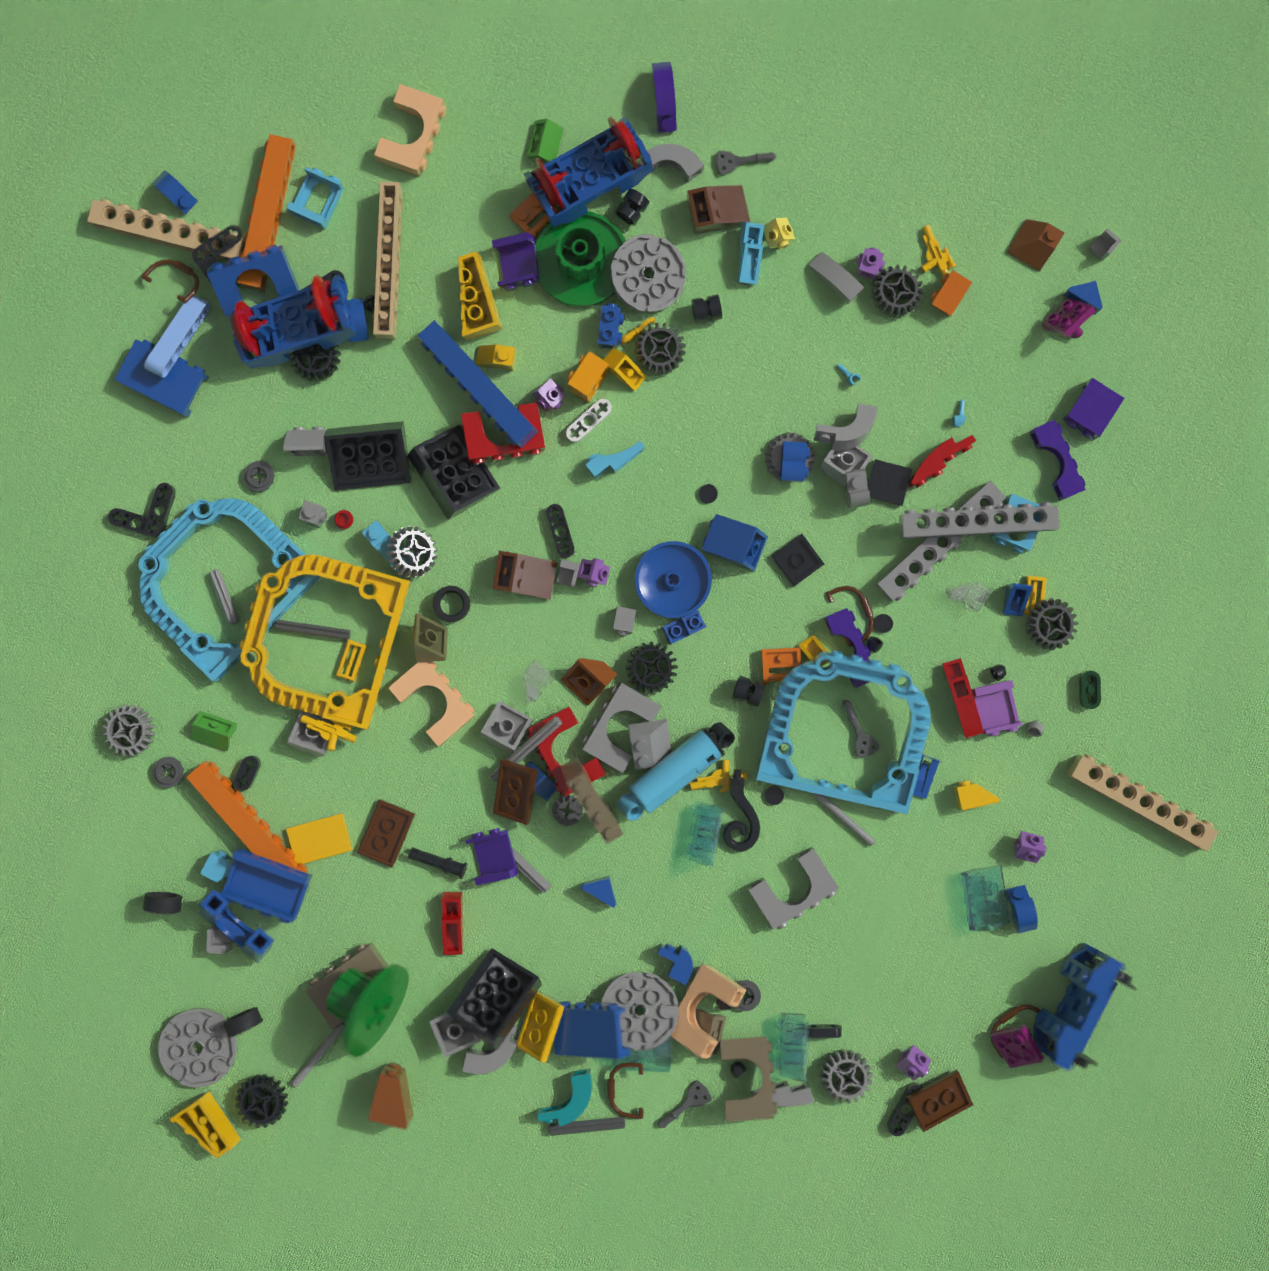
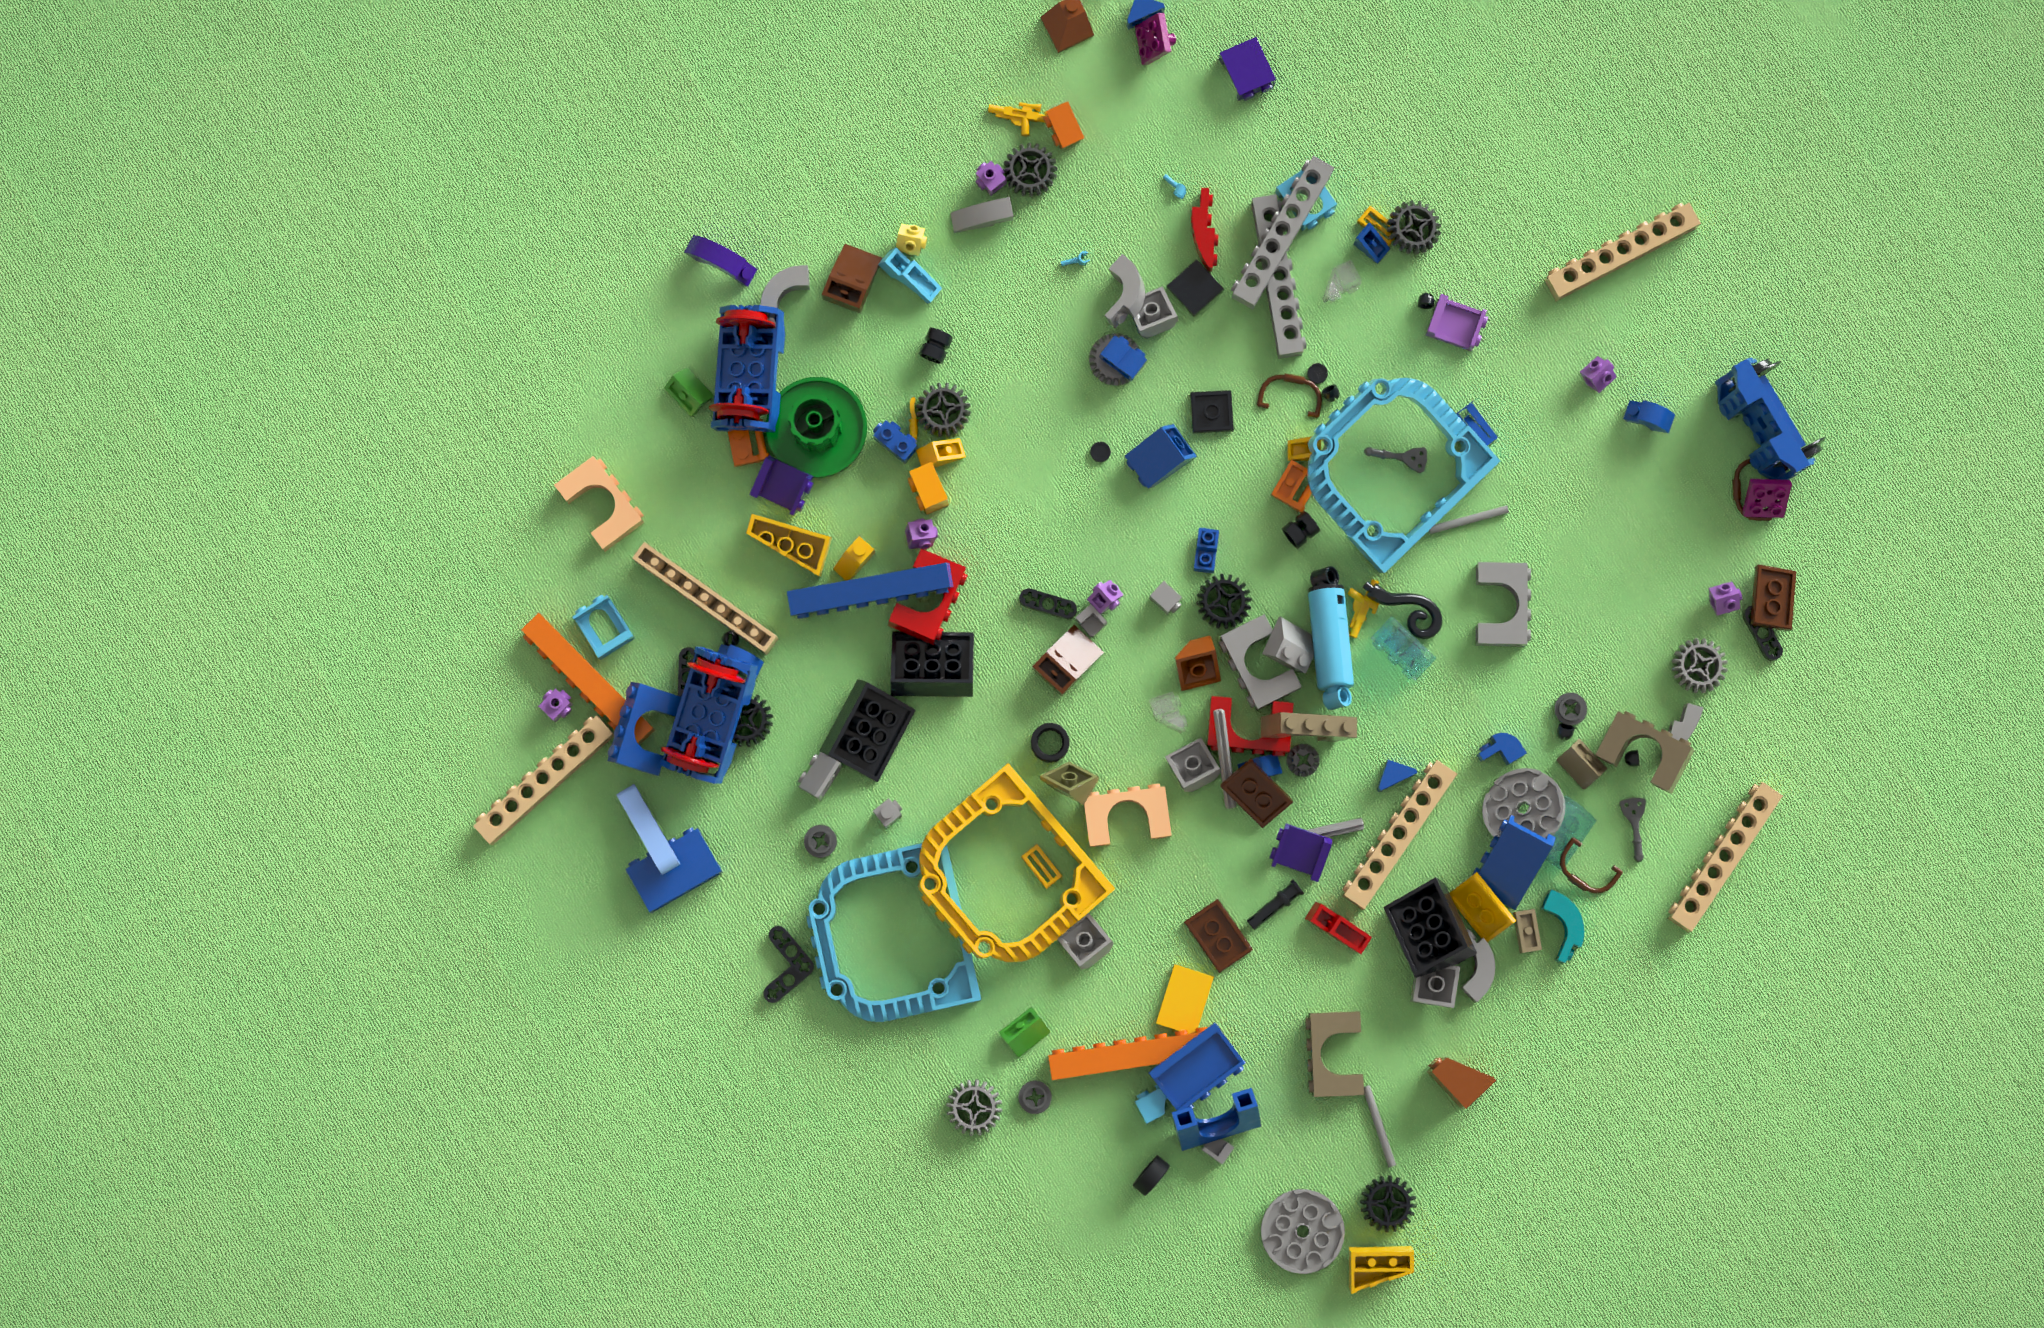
camera: 55 degrees left, 5 degrees down
(175, 192) = (512, 749): blue brick -> none
(182, 267) = (584, 788): reddish brown piece -> none
(210, 259) = (599, 755): black beam -> none
(223, 596) = (908, 944): light grey axle -> none
(230, 201) = (559, 711): none -> medium lavender brick
(242, 1022) = (1306, 1172): black tyre -> none
(251, 775) = (1078, 1029): black beam -> none
(312, 629) = (991, 883): dark grey axle -> none
(330, 732) = (1095, 924): yellow piece -> none
(343, 519) = (910, 790): red plate -> none
(367, 1005) = (1361, 1043): green piece -> none
(379, 539) = (964, 766): medium azure slope -> none
(412, 536) = (990, 754): light grey gear -> none
(488, 927) = (1444, 778): none -> tan brick
(544, 1075) = (1527, 931): none -> dark tan panel
(587, 1126) = (1598, 925): dark grey axle -> none
(599, 464) = (1011, 529): medium azure slope -> none
(602, 414) = (973, 528): white beam -> none
(630, 209) = (799, 345): black wheel -> none
(653, 254) = (858, 393): light grey plate -> none
(673, 579) = (1158, 531): blue dish -> none
(707, 982) = (1537, 736): light nougat arch -> none
(715, 1200) = (1769, 799): none -> tan brick
(736, 161) = (820, 233): dark grey piece -> none
(774, 795) = (1408, 568): black piece -> none
(792, 1046) = (1642, 694): clear light blue slope -> none
(824, 1031) = (1646, 660): black beam -> none
(842, 624) = (1295, 409): dark purple arch -> none
(856, 490) = (1185, 319): light grey brick -> none
(963, 698) = (1429, 346): red slope -> none
(971, 795) = (1521, 393): yellow slope -> none
(985, 898) = (1619, 442): clear light blue slope -> none
(1035, 728) = (1497, 301): light grey hinge -> none
(1068, 480) = (1297, 131): dark purple arch -> none
(1092, 689) = (1494, 230): dark green plate -> none

